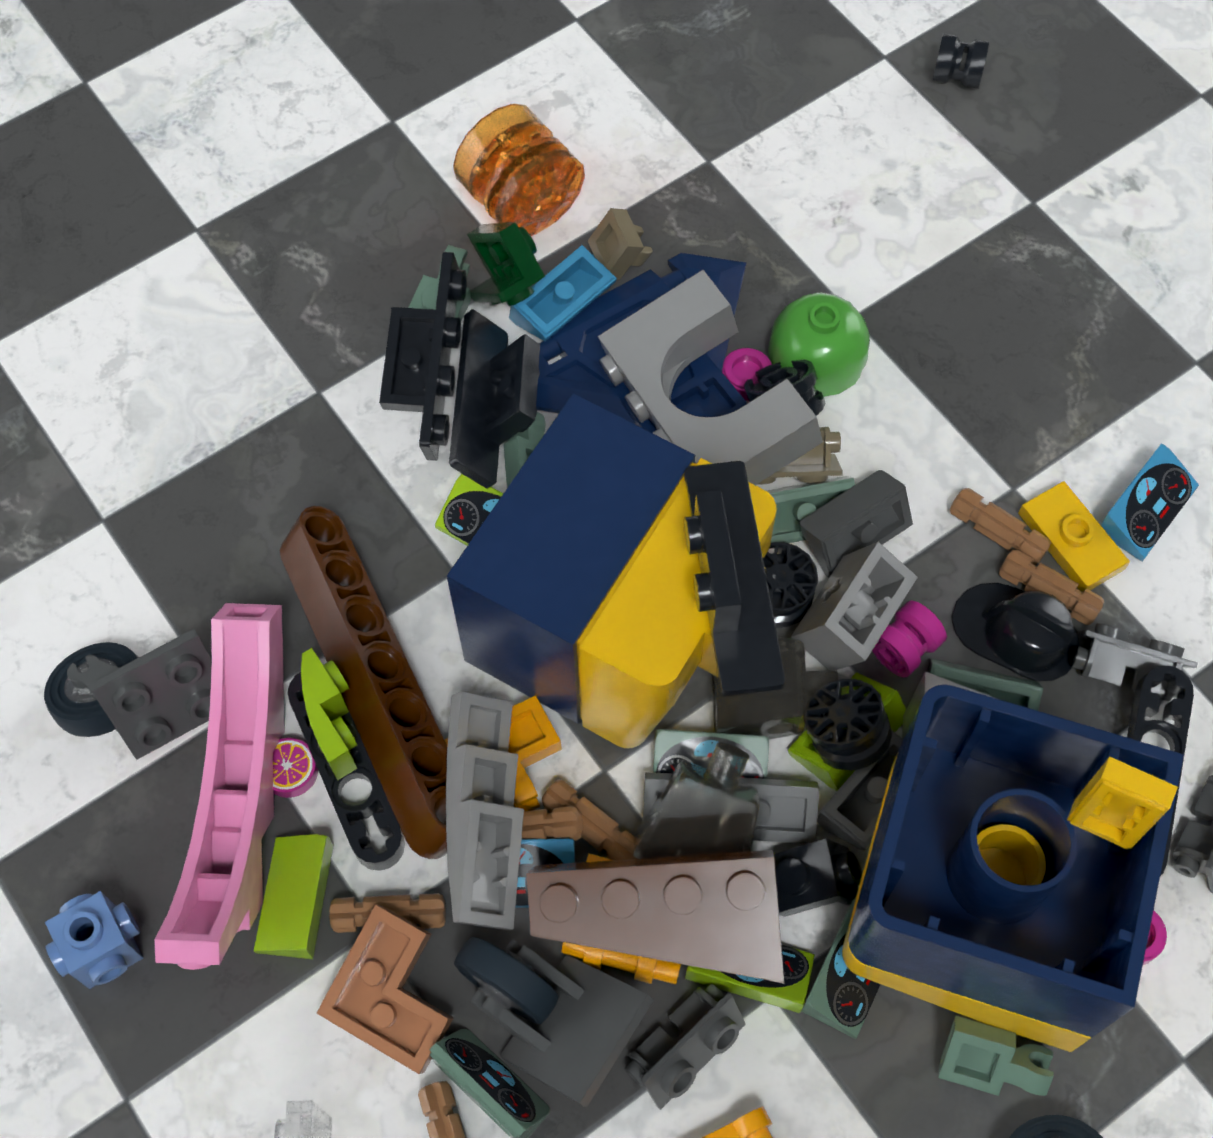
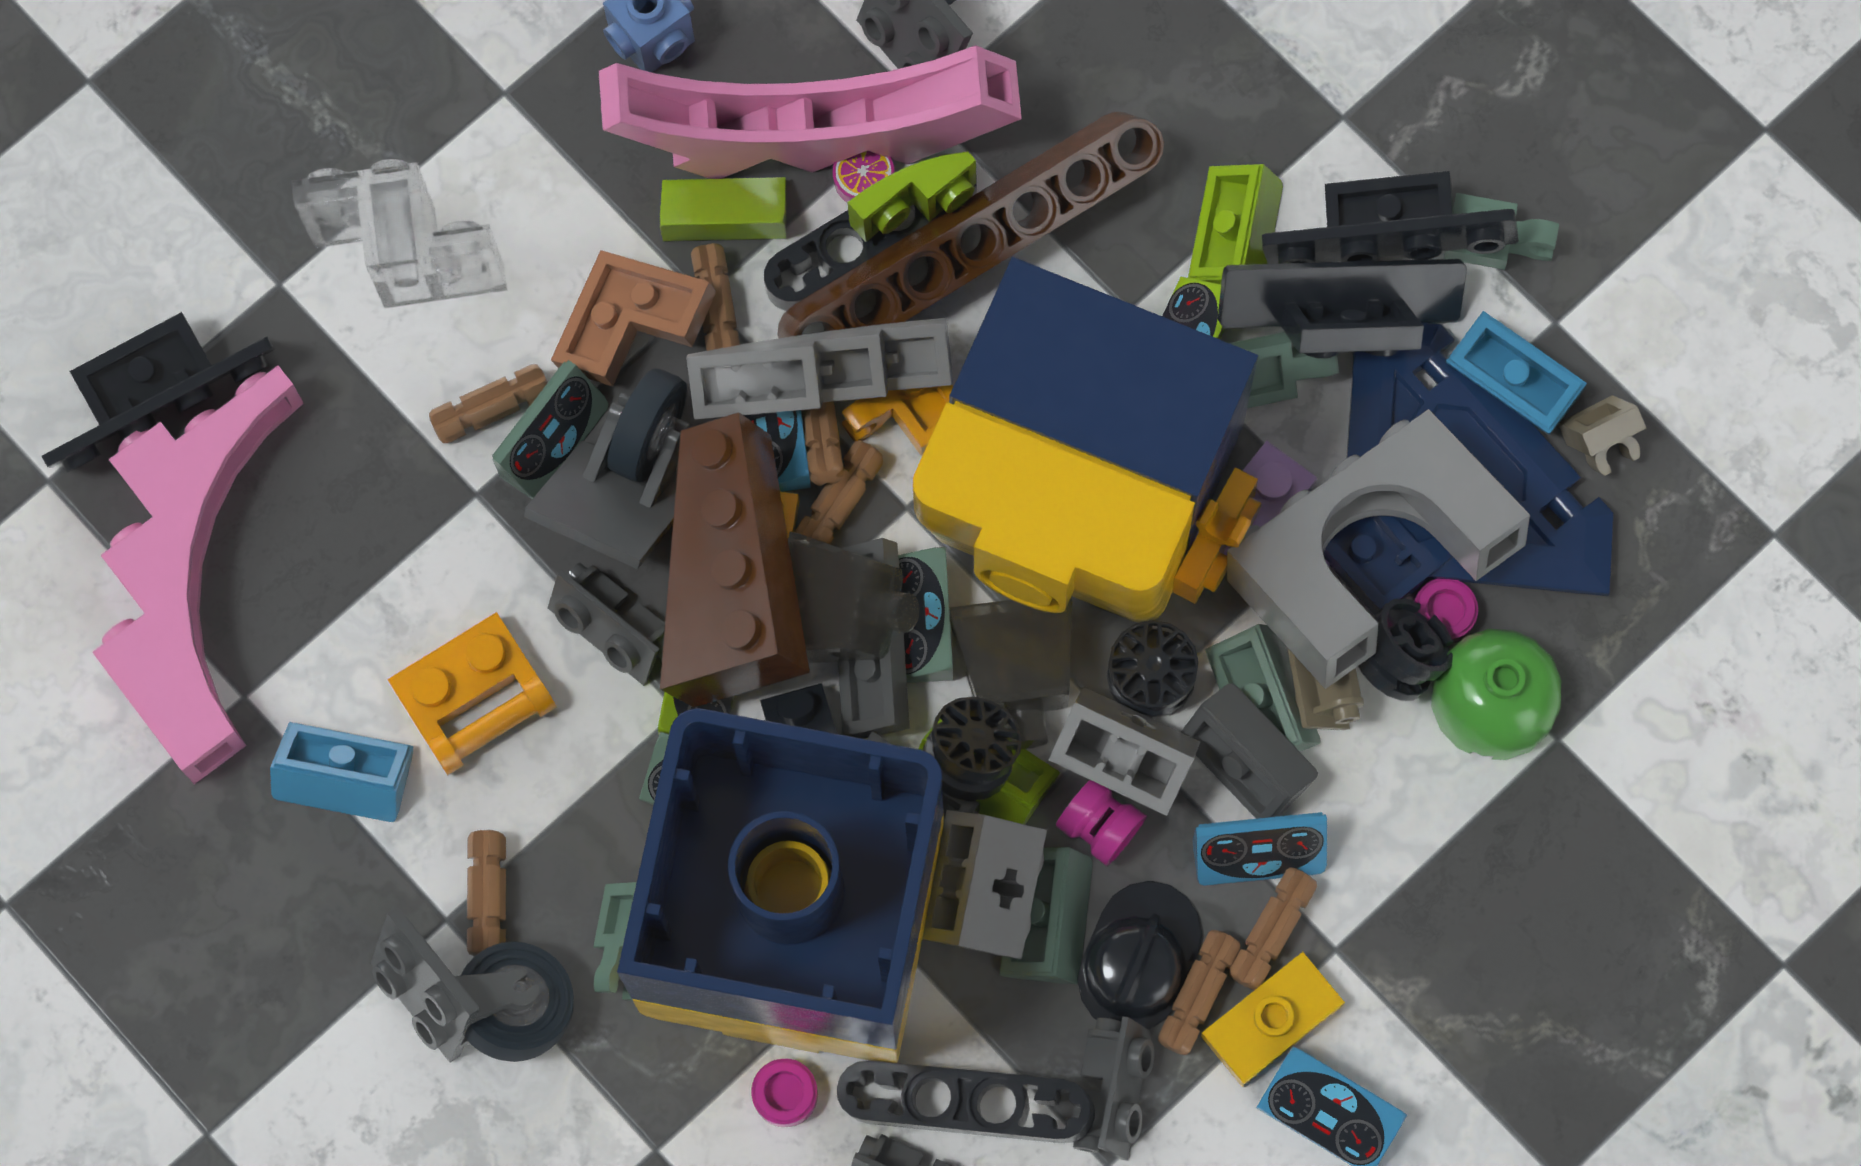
camera: 85 degrees right, 10 degrees up
(398, 479) = (1234, 214): none -> lime slope
(510, 261) = (1514, 299): dark green bracket -> none
(518, 169) = (1676, 287): clear orange wheel -> none
(732, 578) = (1042, 539): black bracket -> none
(933, 526) = (1260, 848): none -> slope
(1121, 803) = (802, 926): yellow plate -> none

